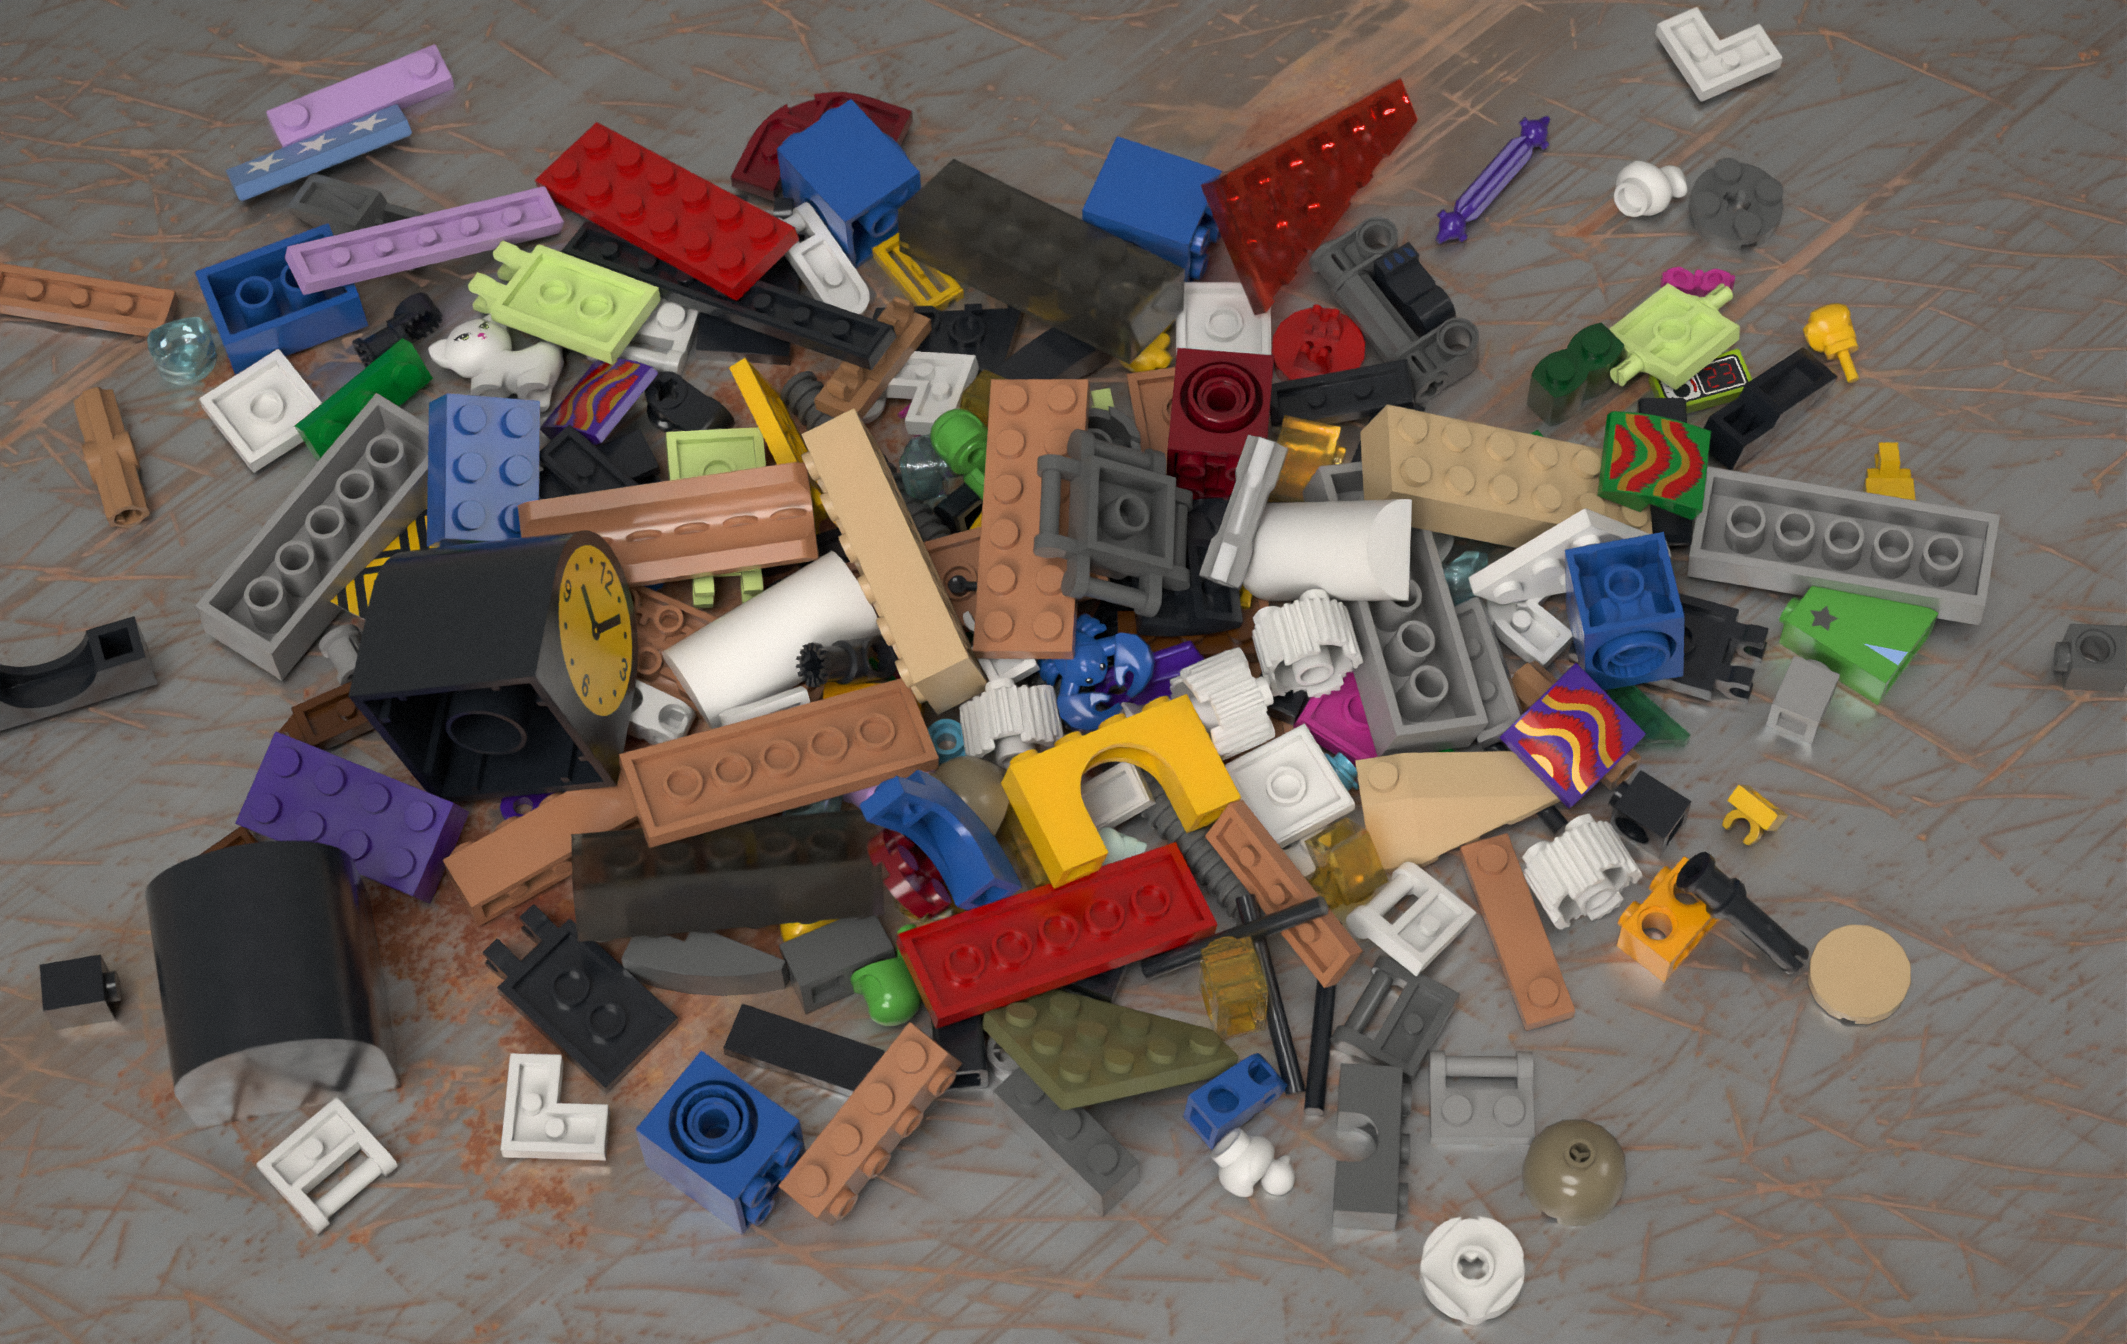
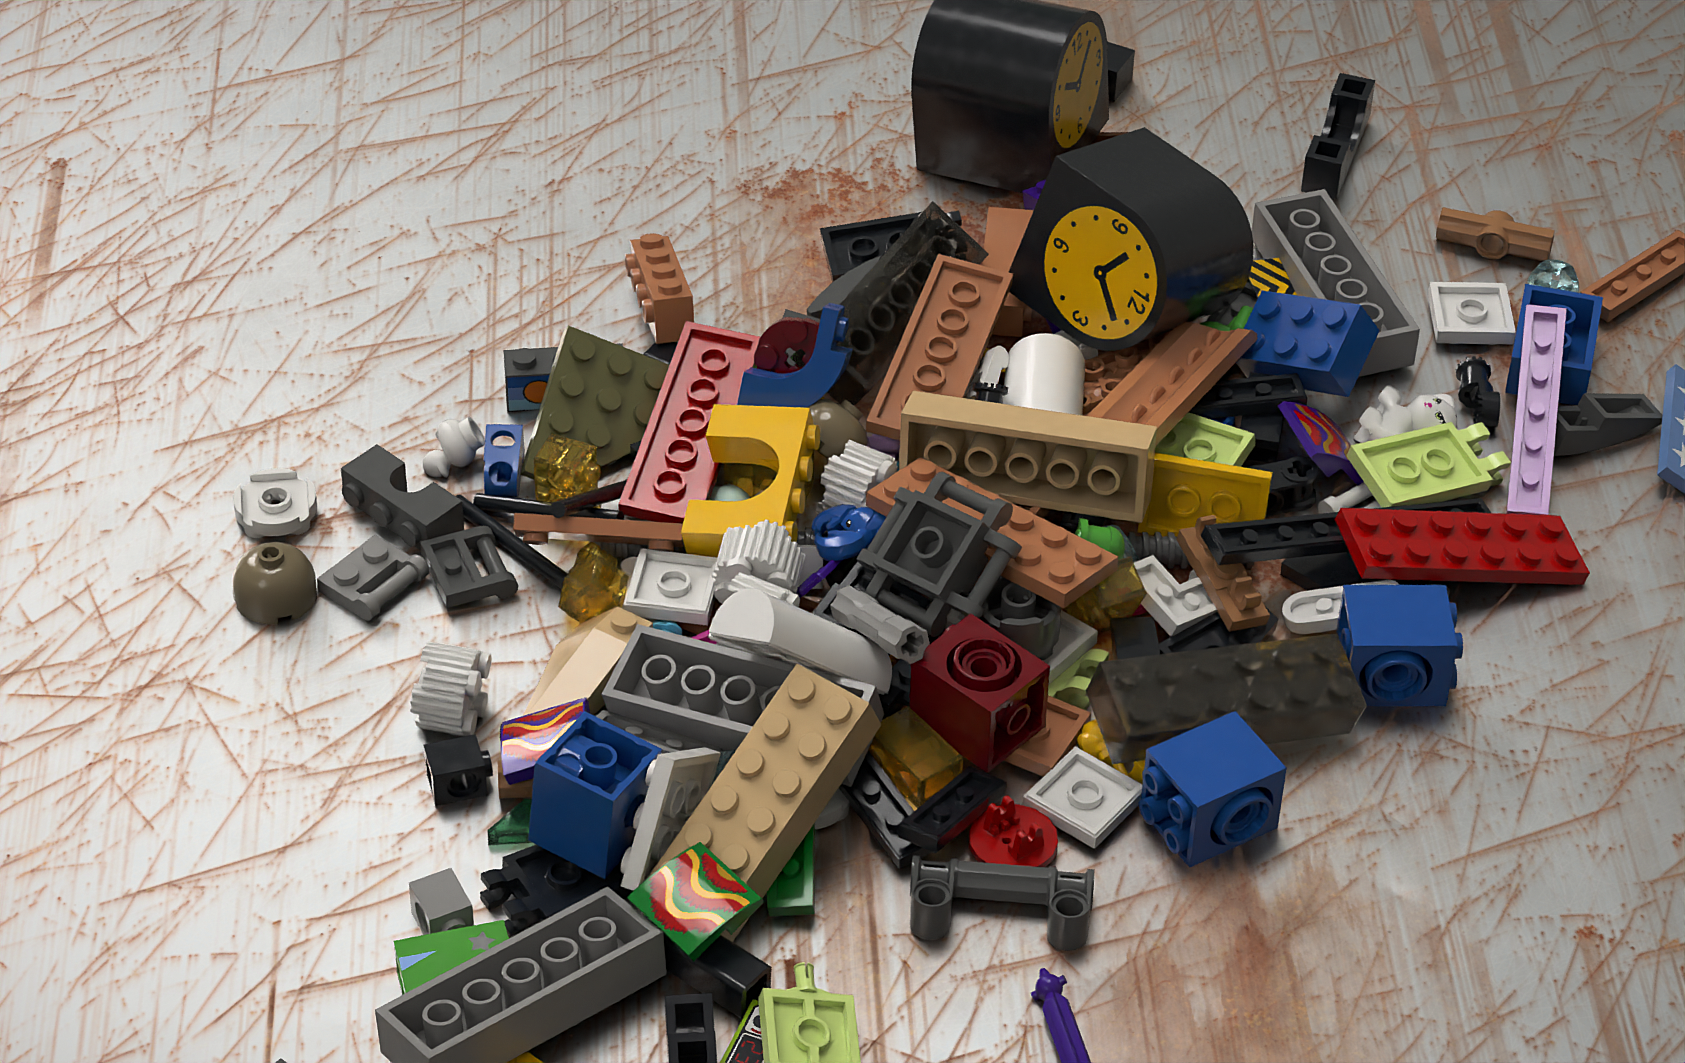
camera: 125 degrees right, 20 degrees down
(315, 1153) = (900, 112): white plate -> none
(392, 375) = (1435, 351): green plate -> none
(541, 1125) = (825, 194): white plate -> none
(721, 1143) = (723, 232): blue brick -> none
(759, 165) = (1485, 688): dark red plate -> none
(800, 1050) = (758, 312): black tile -> none
(1298, 189) = (1152, 876): clear red wing -> none
(1412, 290) = (1005, 919): black leg -> none
(1422, 929) = (507, 604): white plate -> none
(1516, 932) = (507, 678): nougat plate -> none
(1574, 374) = (837, 950): dark green brick -> none
(1681, 923) = (372, 733): light orange brick -> none
(1728, 900) = (339, 729): black pin -> none
(1756, 810) = (393, 827): yellow tile -> none
(1859, 974) = (225, 810): tan tile -> none

